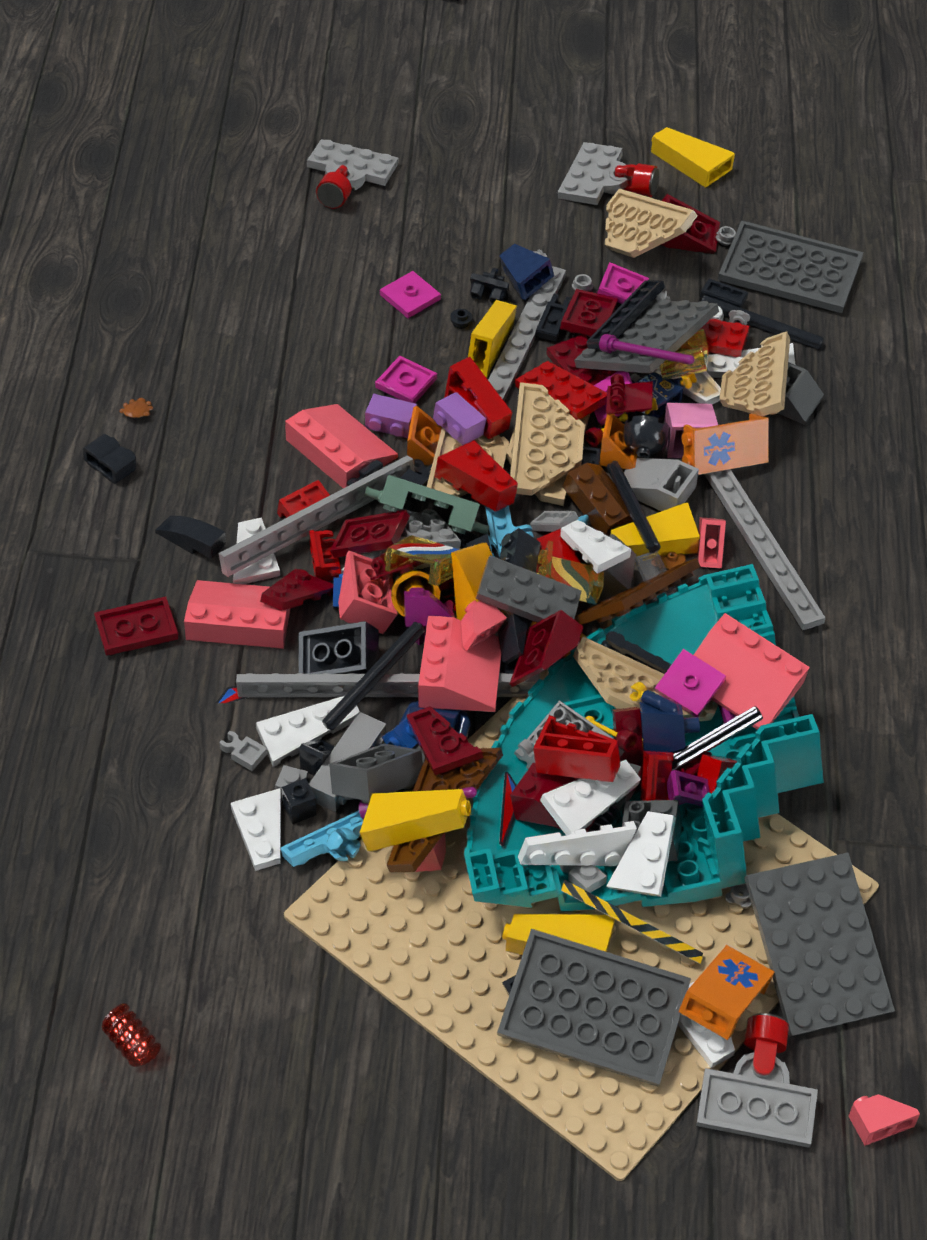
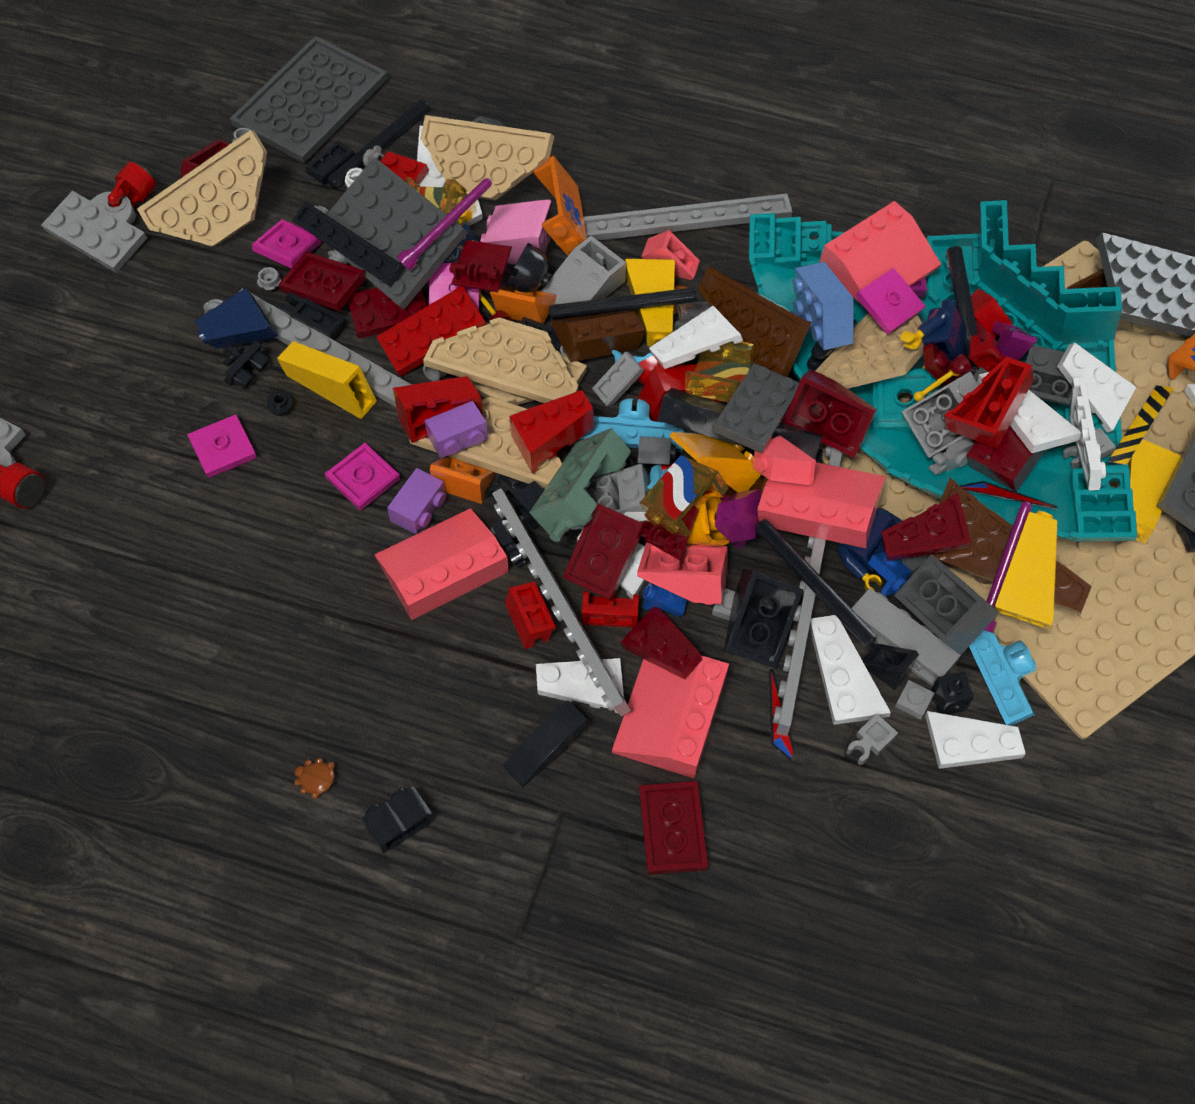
camera: 75 degrees left, 10 degrees up
(657, 626) = (825, 304): none -> medium blue brick
(692, 156) = (109, 135): yellow slope -> none

